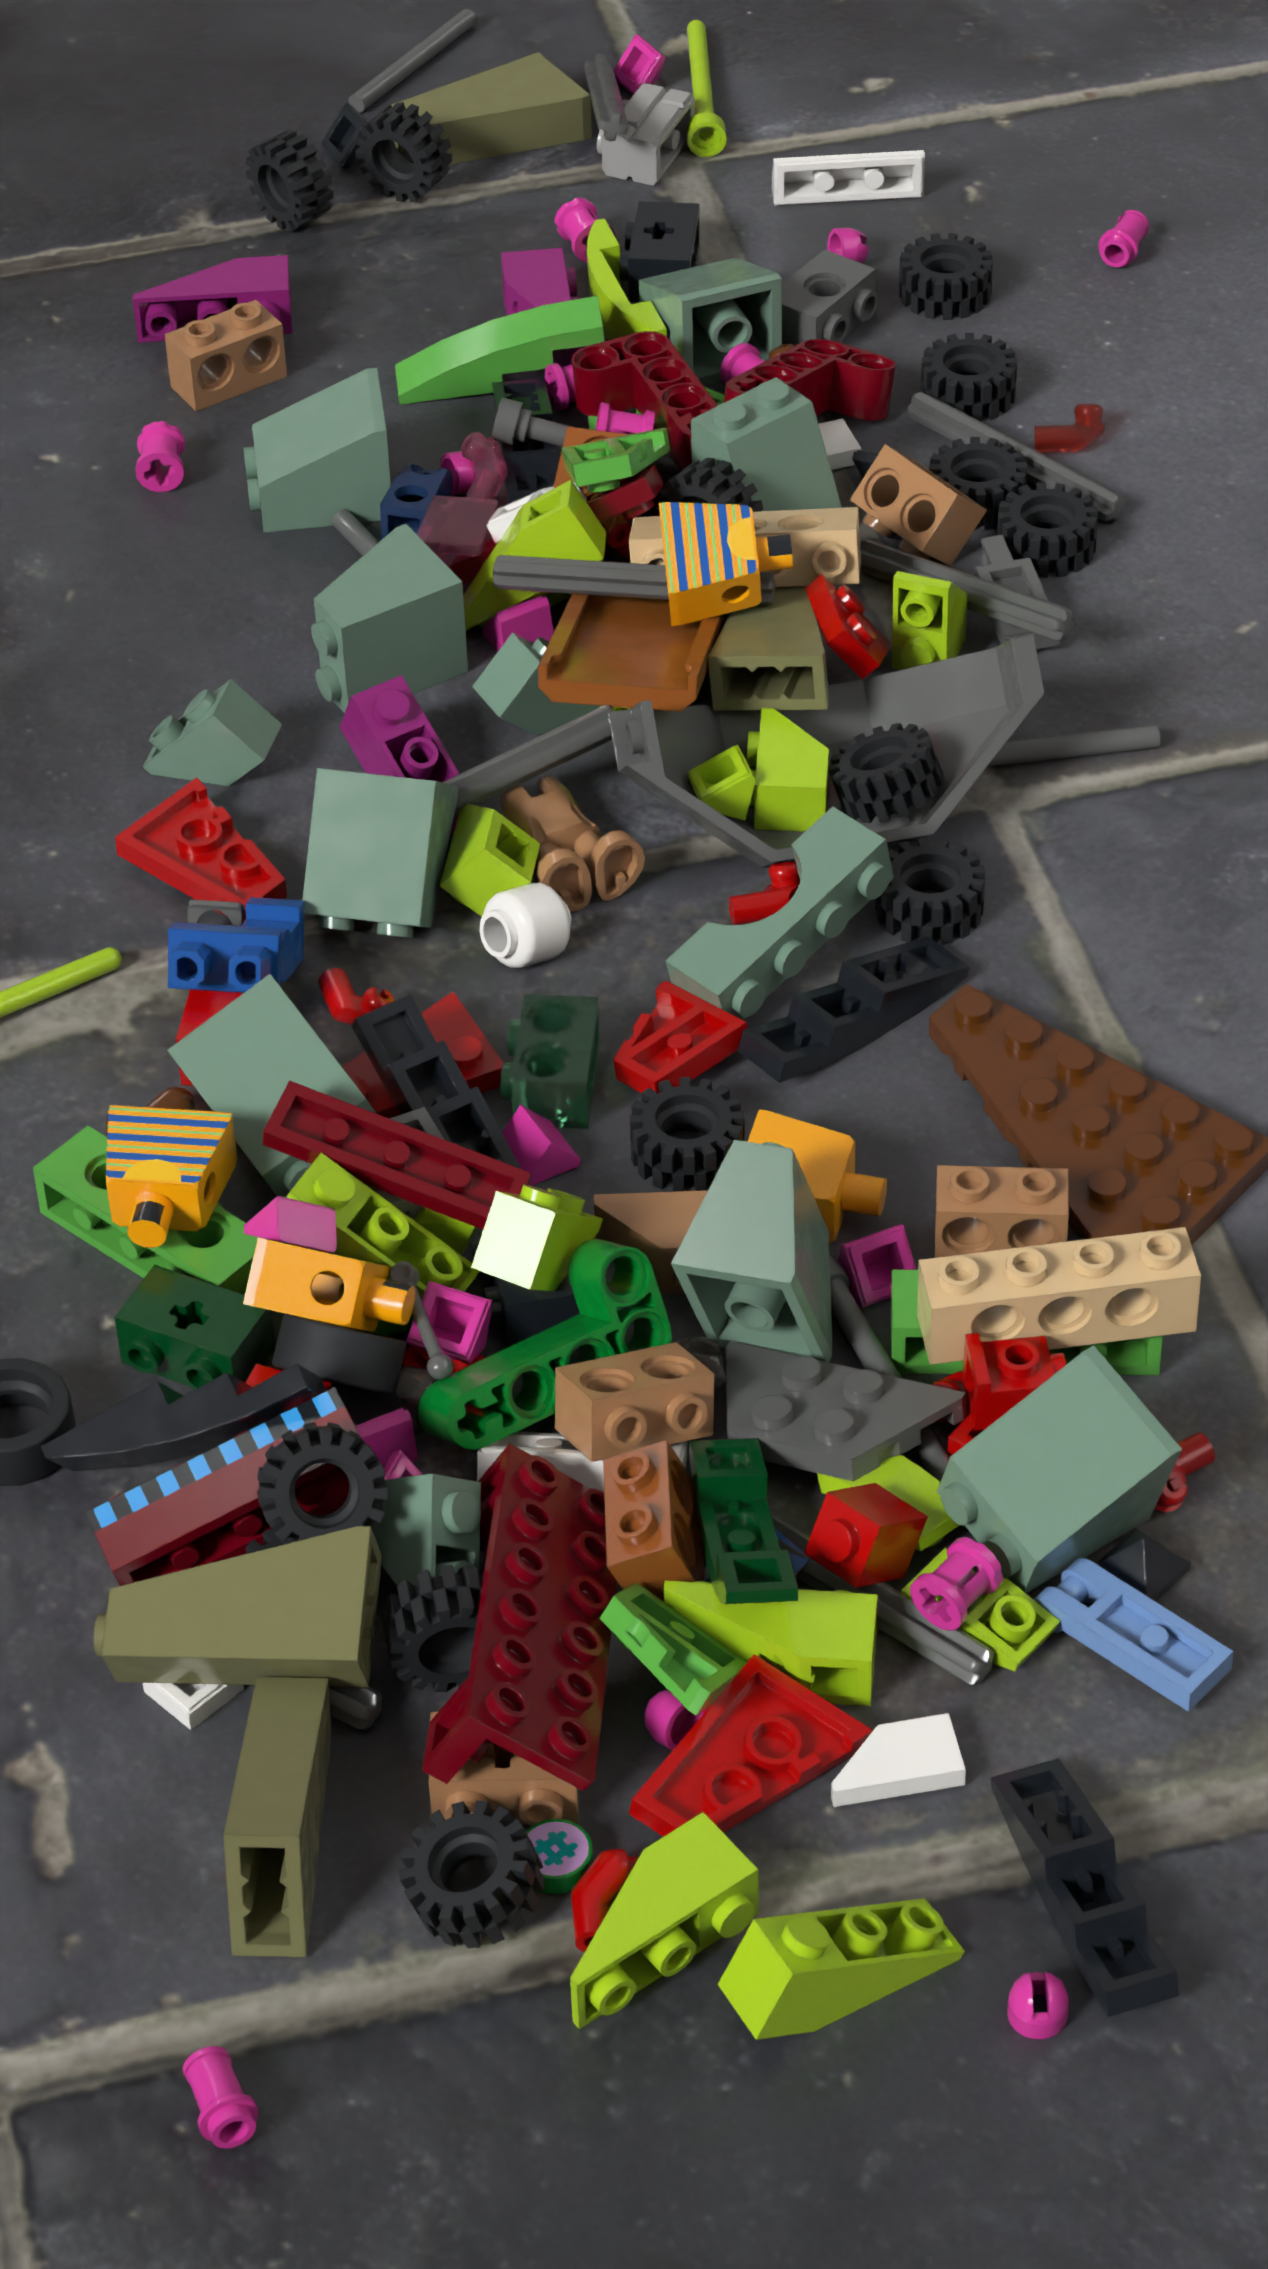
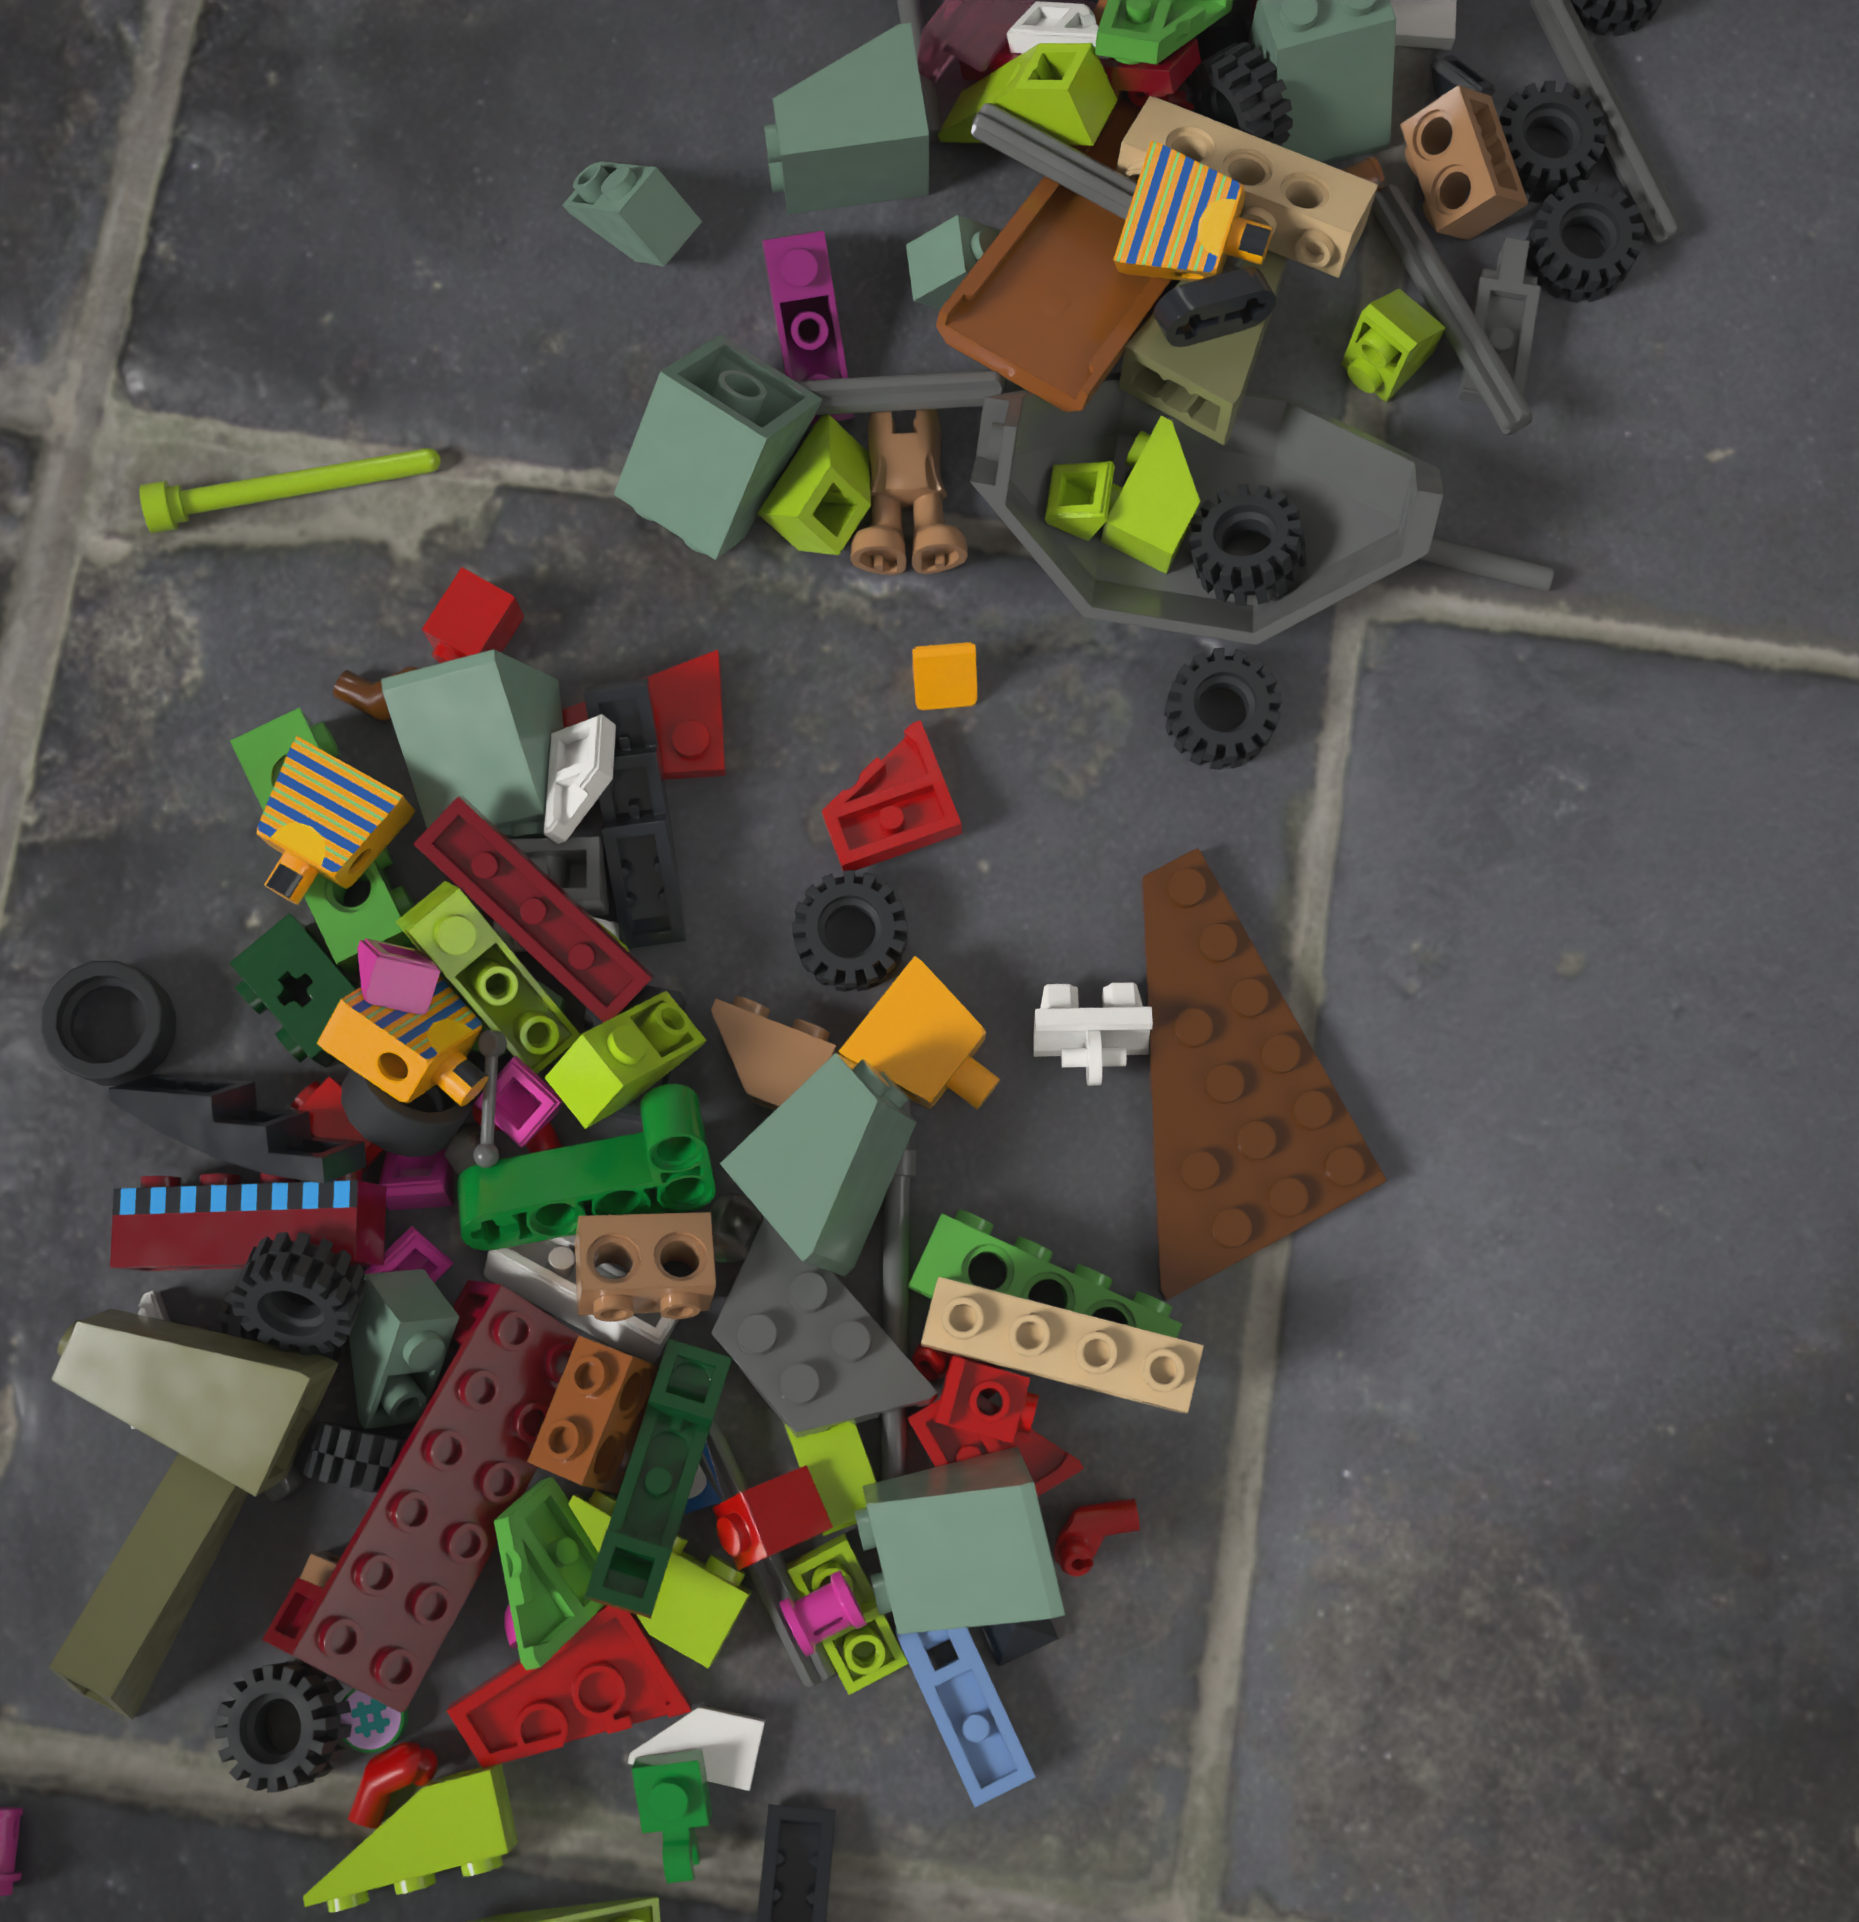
camera: 20 degrees right, 35 degrees up
(199, 851) = (564, 362): red wing -> none
(240, 953) = (527, 529): blue hips -> none
(342, 999) = (620, 624): red arm -> none
(381, 1068) = (577, 773): none -> white tile
(525, 925) = (819, 595): white head -> none
(527, 620) = (994, 171): dark pink slope -> none
(539, 1146) = (711, 881): dark pink slope -> none
(554, 1058) = (782, 791): clear green brick -> none
(660, 935) = (945, 676): none -> light orange slope
(741, 965) = (1125, 681): sand green arch -> none
(760, 905) = (1074, 651): red arm -> none
(772, 616) = (1214, 307): none -> black beam
(846, 627) = (1298, 339): red wing -> none
(864, 1004) = (1079, 832): black slope -> none
(871, 1262) = (949, 1173): dark pink slope -> none
(897, 1796) = (674, 1800): none -> green plate
(948, 1125) = (1092, 1035): none -> white hips
(999, 1208) = (1082, 1172): medium nougat brick -> none
(1071, 437) = (1685, 104): clear red arm -> none

